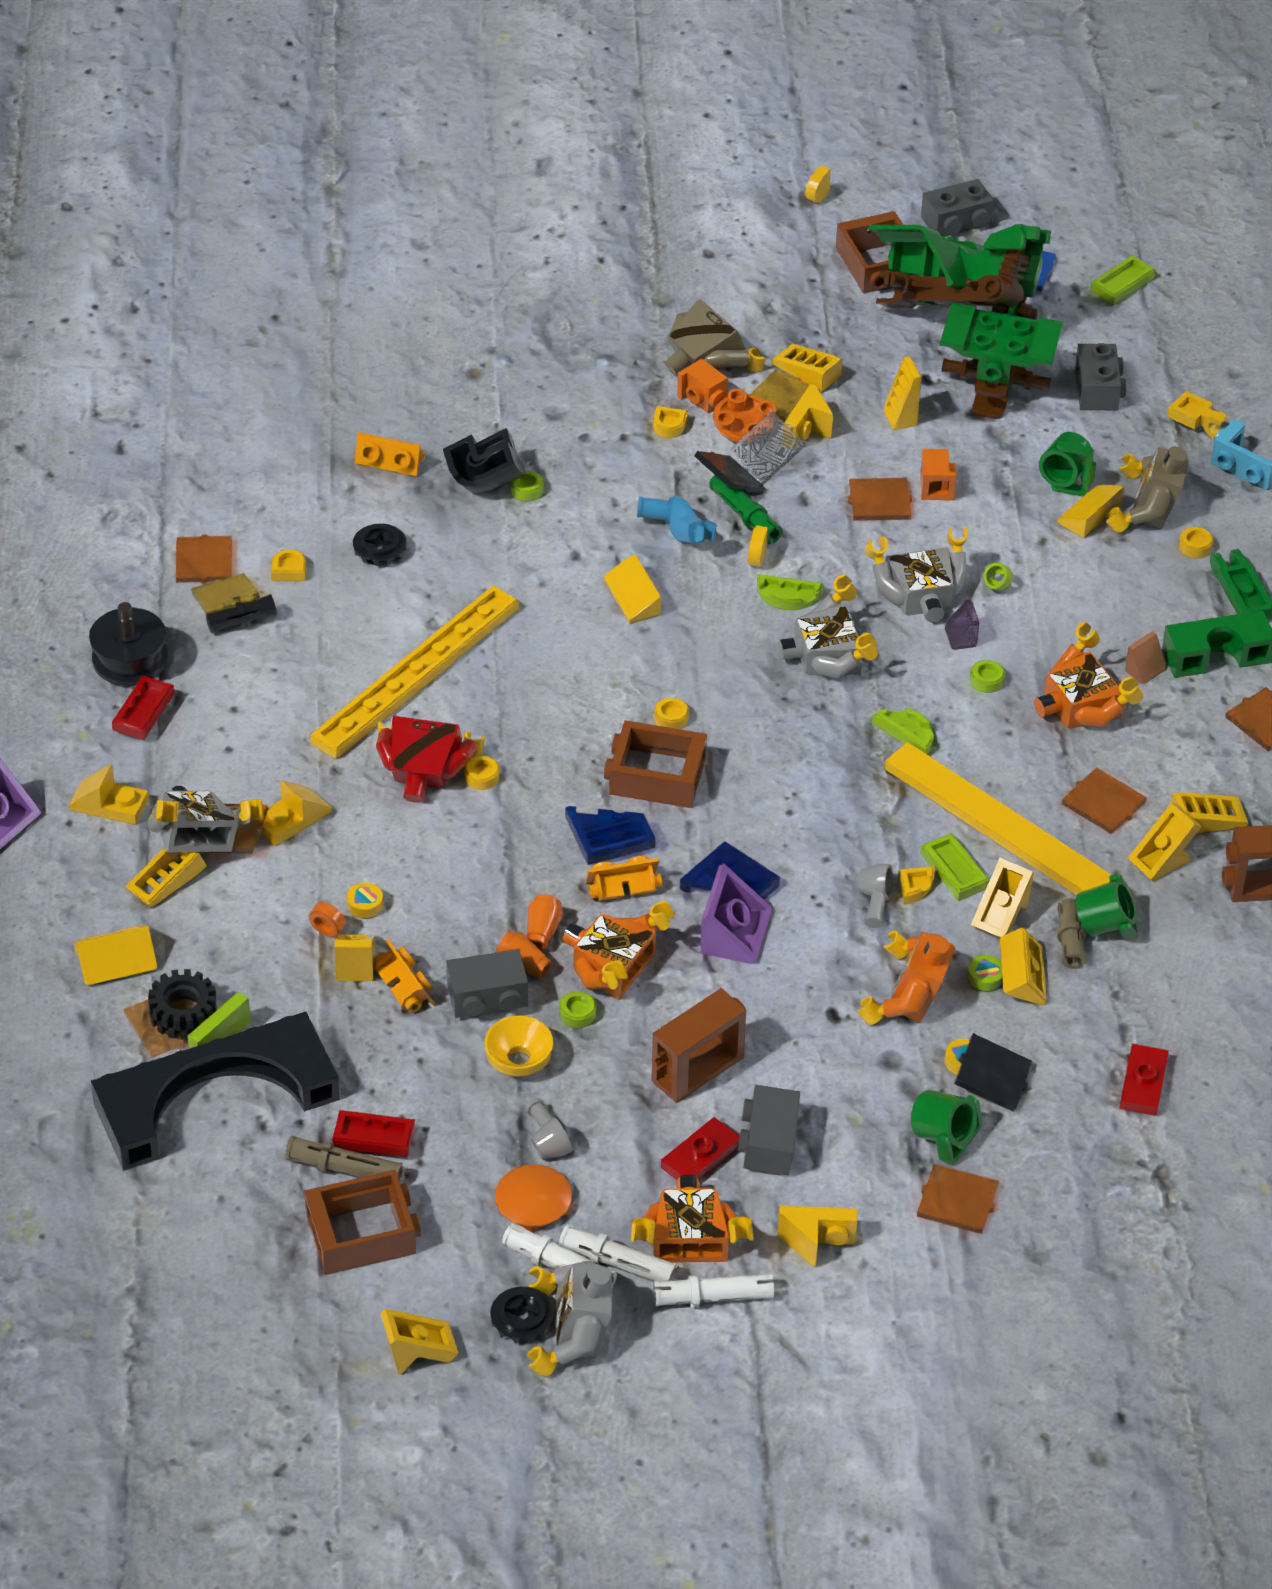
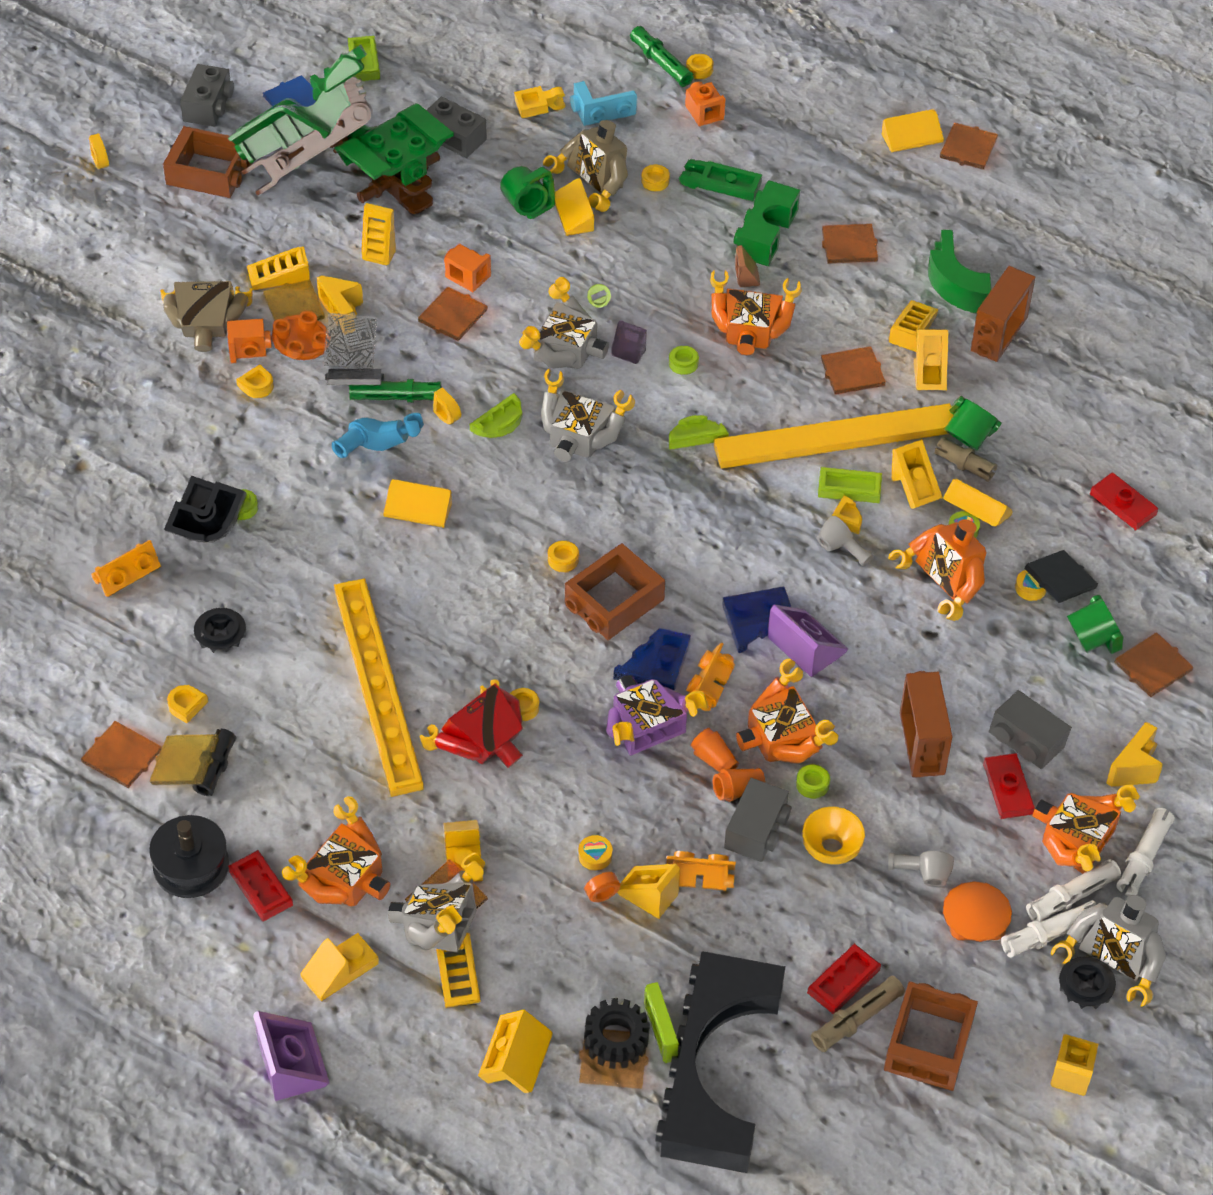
camera: 55 degrees left, 5 degrees up
(203, 745) = (344, 865): none -> torso
(534, 852) = (649, 713): none -> torso

